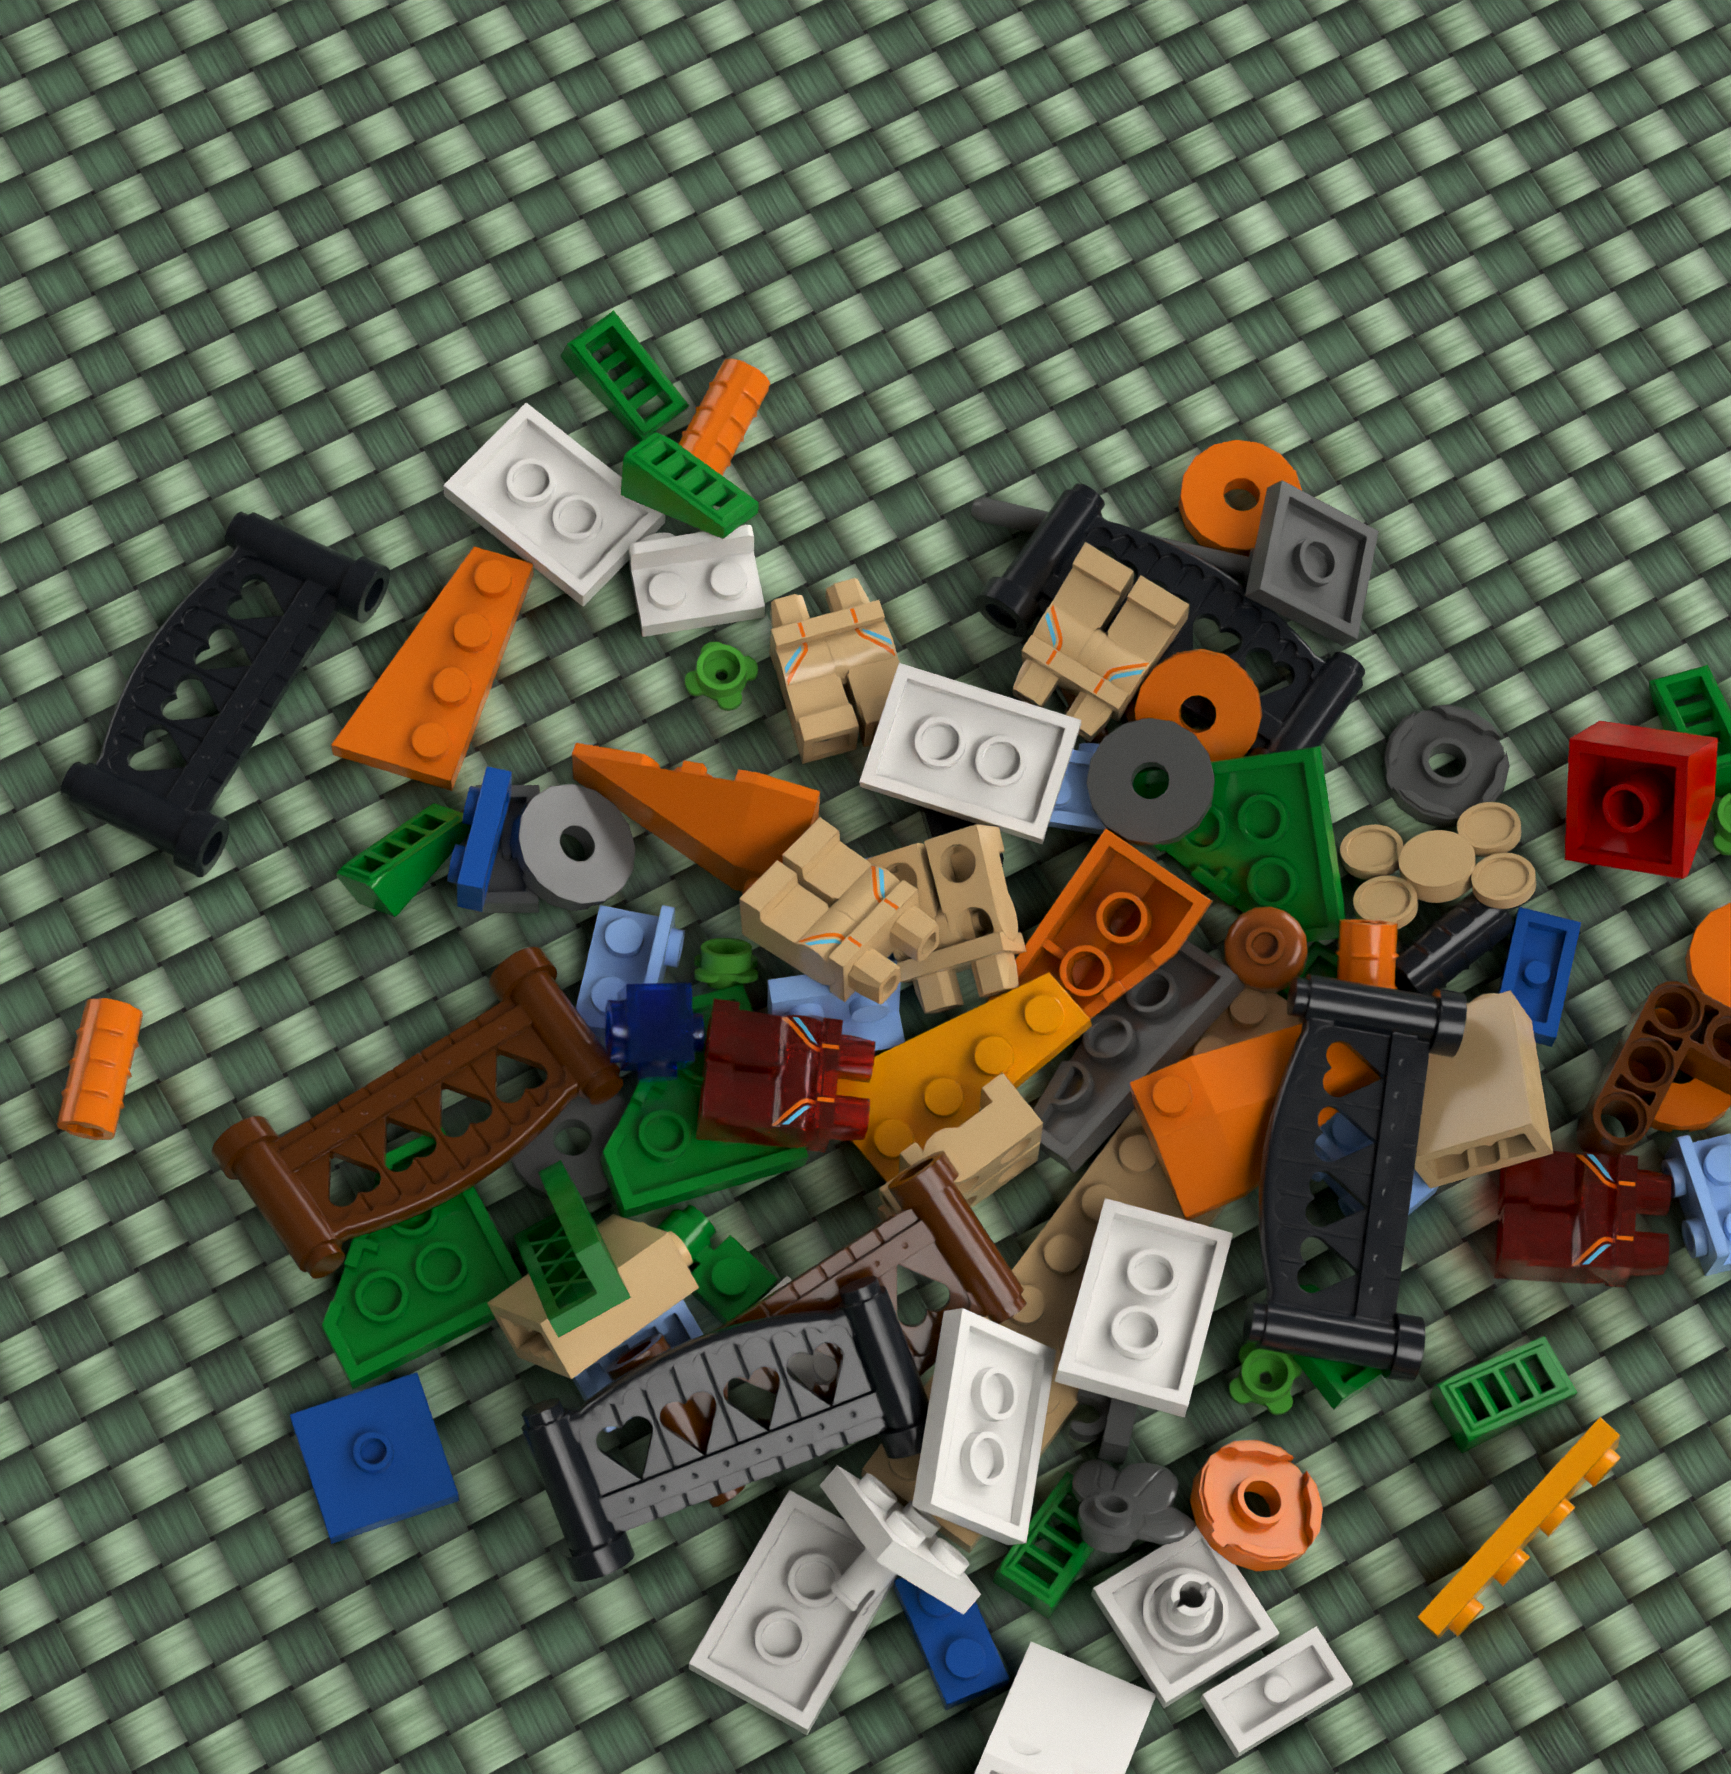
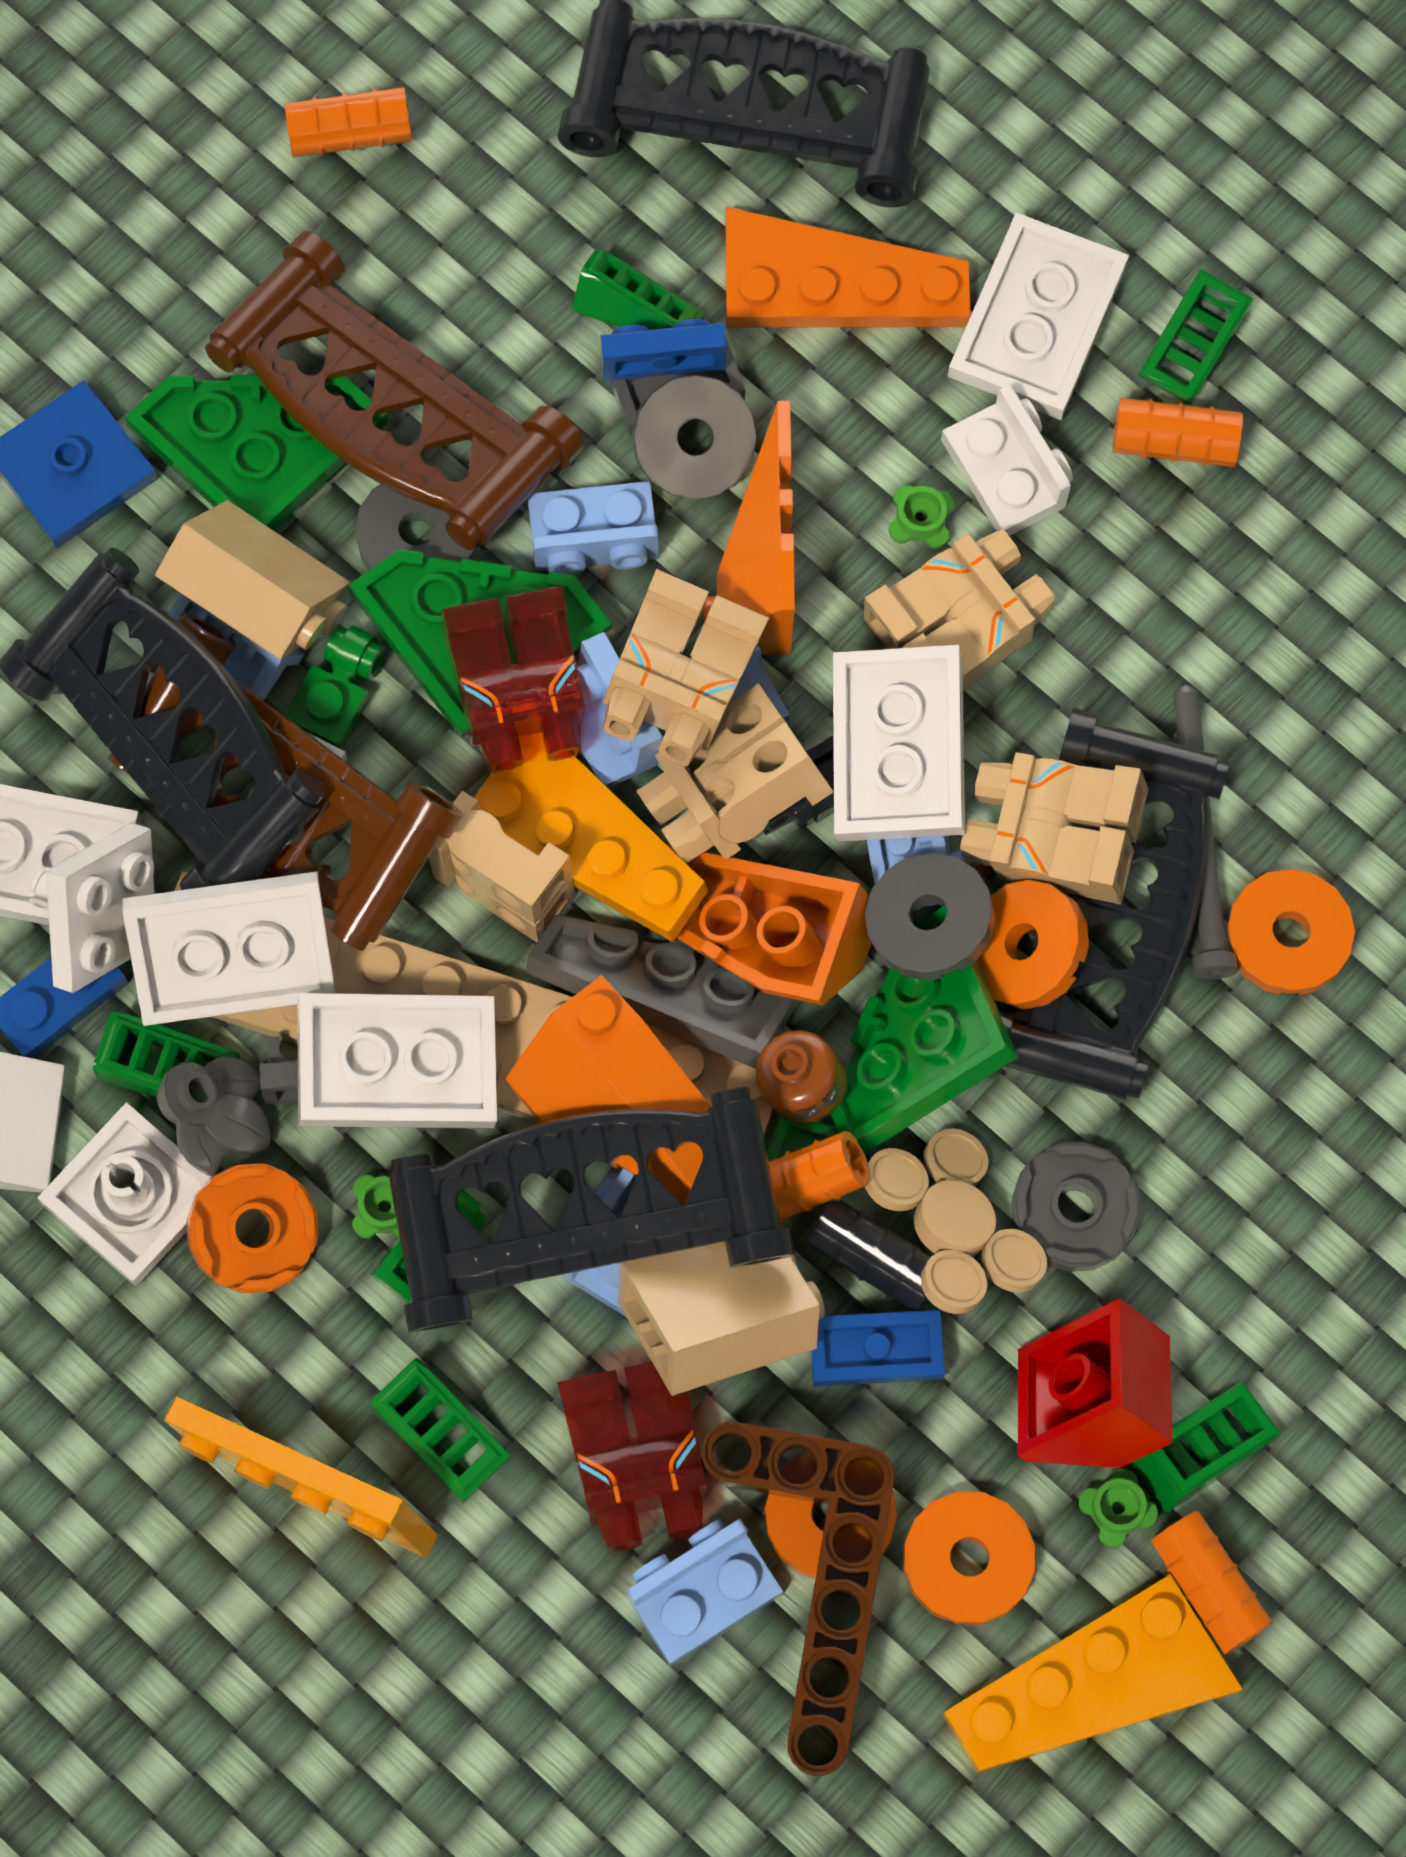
camera: 75 degrees right, 5 degrees up
(569, 1258) = (274, 538): green fence -> none
(653, 1030) = (519, 547): clear blue brick -> none
(684, 487) = (1107, 385): green slope -> none
(725, 963) = (622, 602): bright green plate -> none
(1276, 1692) = (80, 1297): white plate -> none
(1312, 563) = (1234, 1011): dark grey plate -> none

